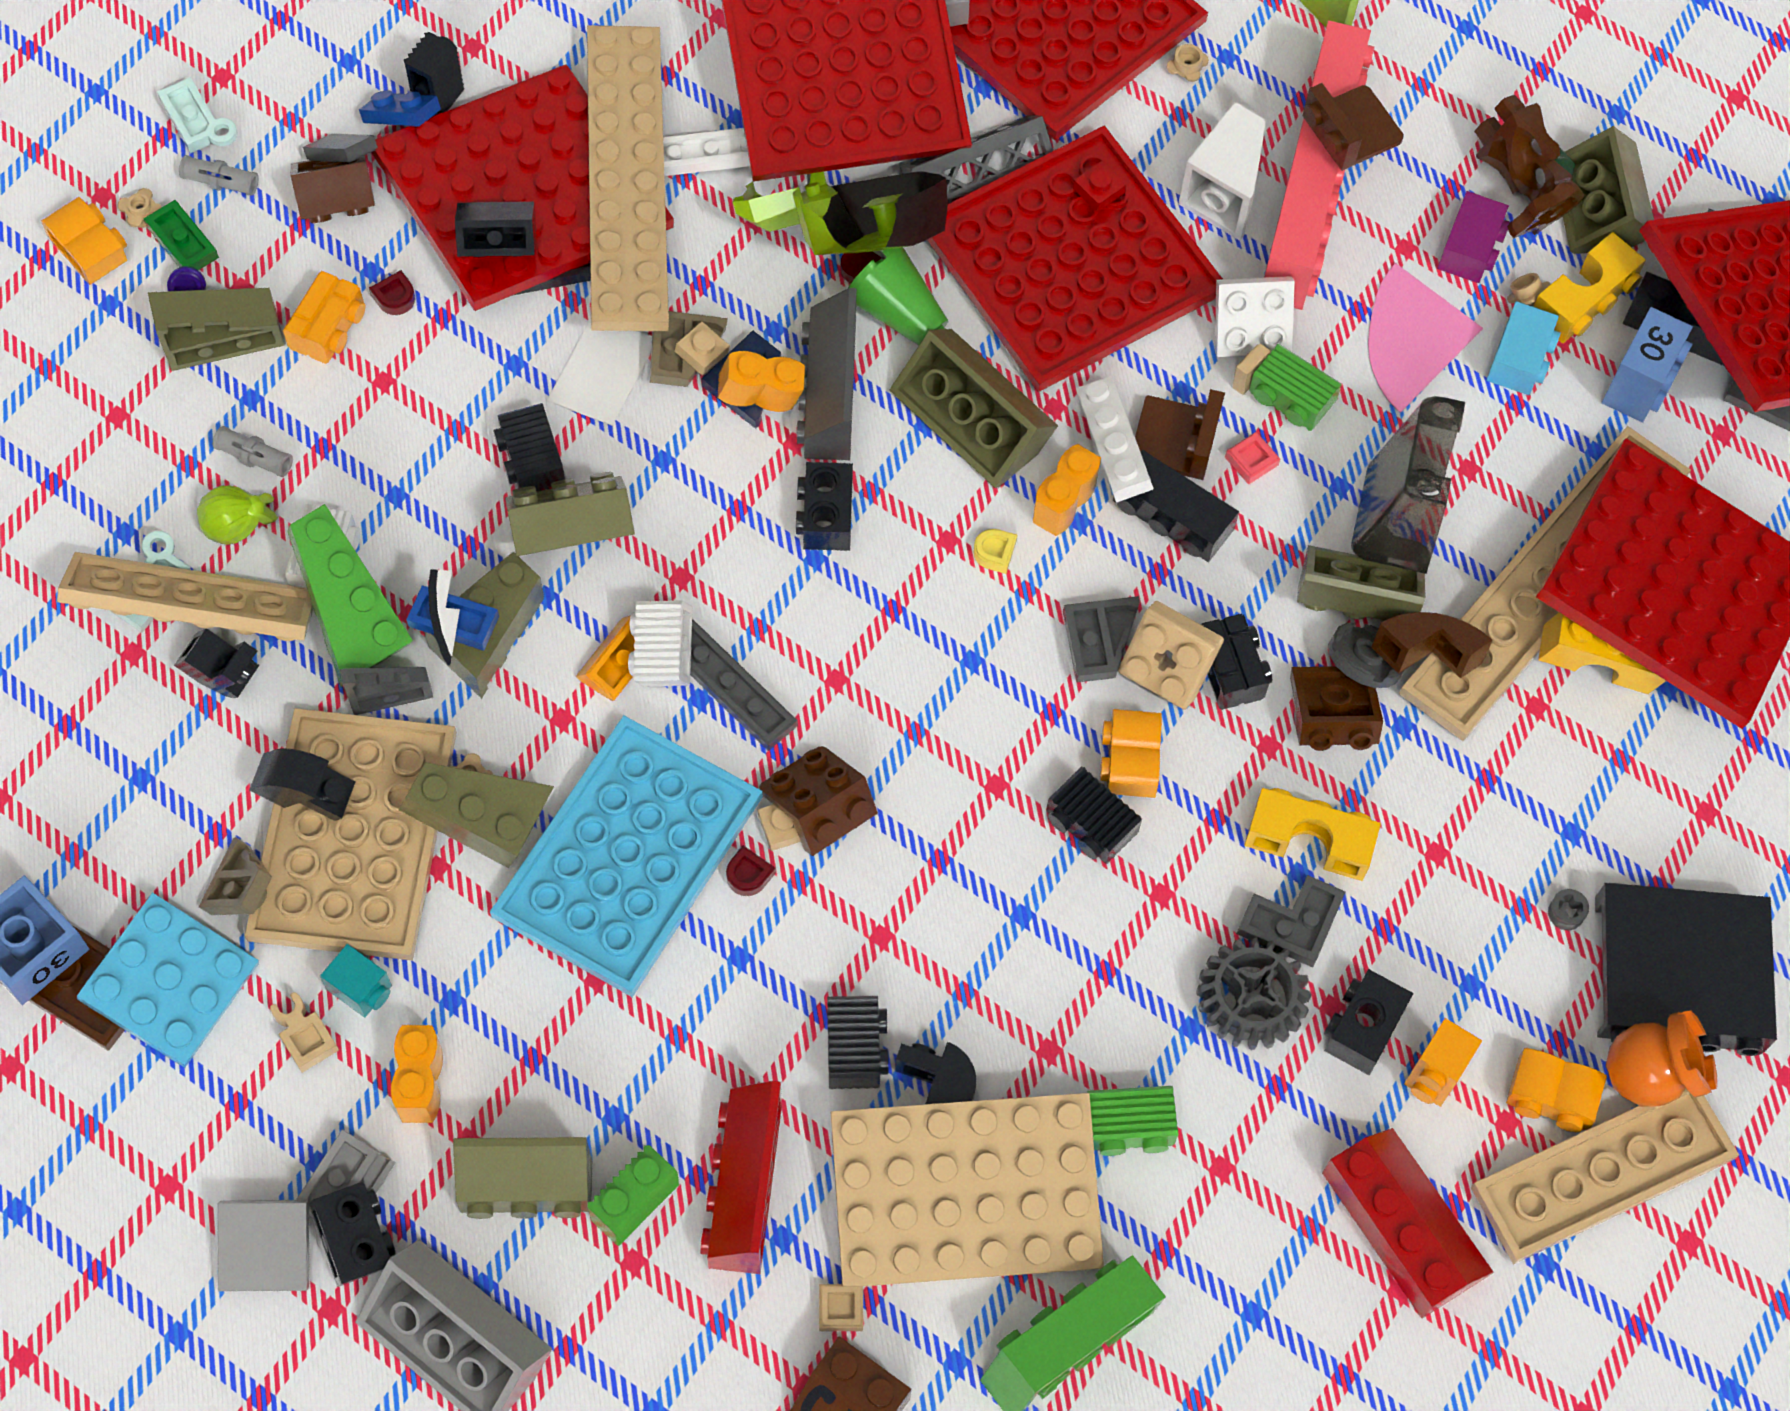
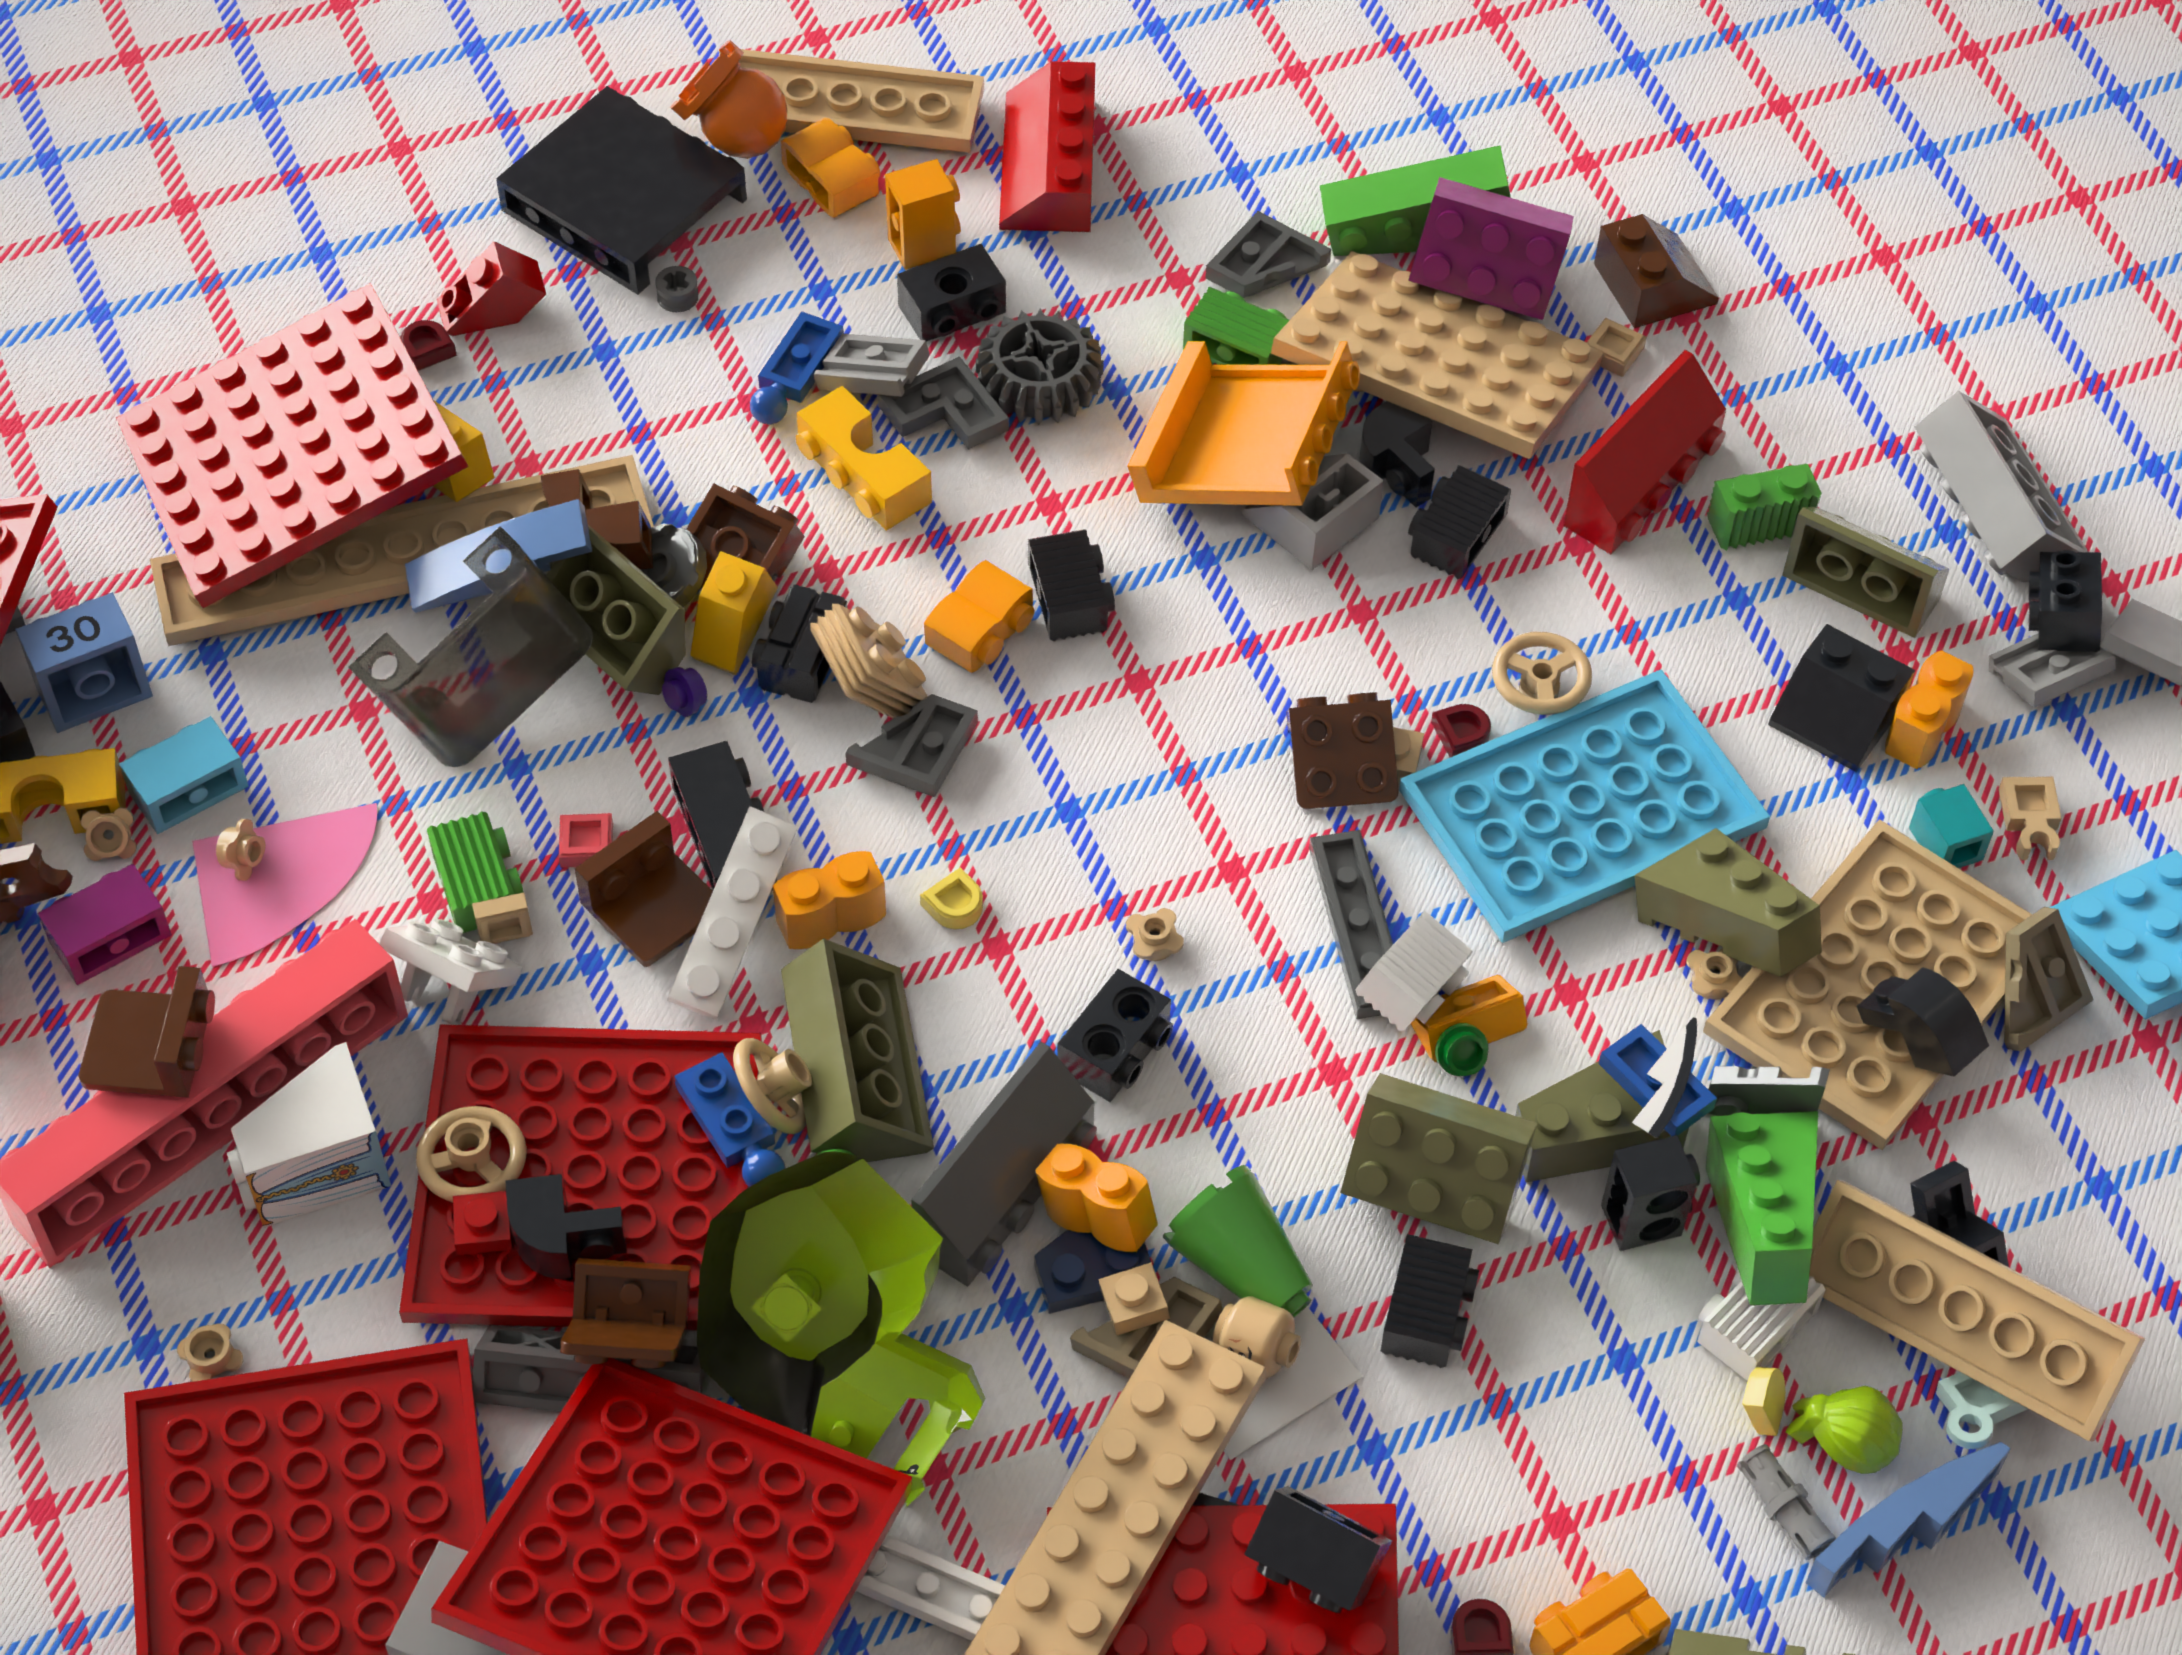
camera: 145 degrees left, 10 degrees down
(167, 486) = (1918, 1509): none -> medium blue slope
(293, 498) = (1765, 1399): none -> light yellow tile
(416, 559) = (1649, 1192): none -> black brick
(486, 1052) = (1841, 697): none -> black slope
(603, 621) = (1462, 1050): none -> green plate
(616, 367) = (1259, 1333): none -> tan head
(660, 409) = (1241, 1243): none -> bright green cone
(718, 949) = (1541, 677): none -> tan piece
(851, 604) = (1154, 946): none -> tan plate
(968, 984) = (1333, 512): none -> light grey slope
(970, 159) = (628, 1312): none -> reddish brown bracket
(982, 1296) = (1491, 248): none -> magenta brick
(988, 347) = (779, 1079): none -> tan piece
(1009, 317) = (729, 1118): none -> blue plate
(1053, 189) = (551, 1236): none -> black brick
(1058, 1005) = (1241, 430): none -> light orange panel
(1140, 210) = (467, 1129): none -> tan piece
(1167, 1217) = (1265, 256): none -> dark grey wing
(1278, 583) = (684, 690): none -> dark purple plate
(1294, 650) = (730, 612): none -> yellow slope
(1370, 913) = (872, 364): none -> light grey plate
(1426, 888) = (792, 367): none -> blue plate
(1443, 322) = (240, 849): none -> tan plate
(1462, 566) = (544, 535): none -> medium blue slope
(1684, 812) = (491, 292): none -> red slope
(1692, 754) = (427, 343): none -> dark red tile

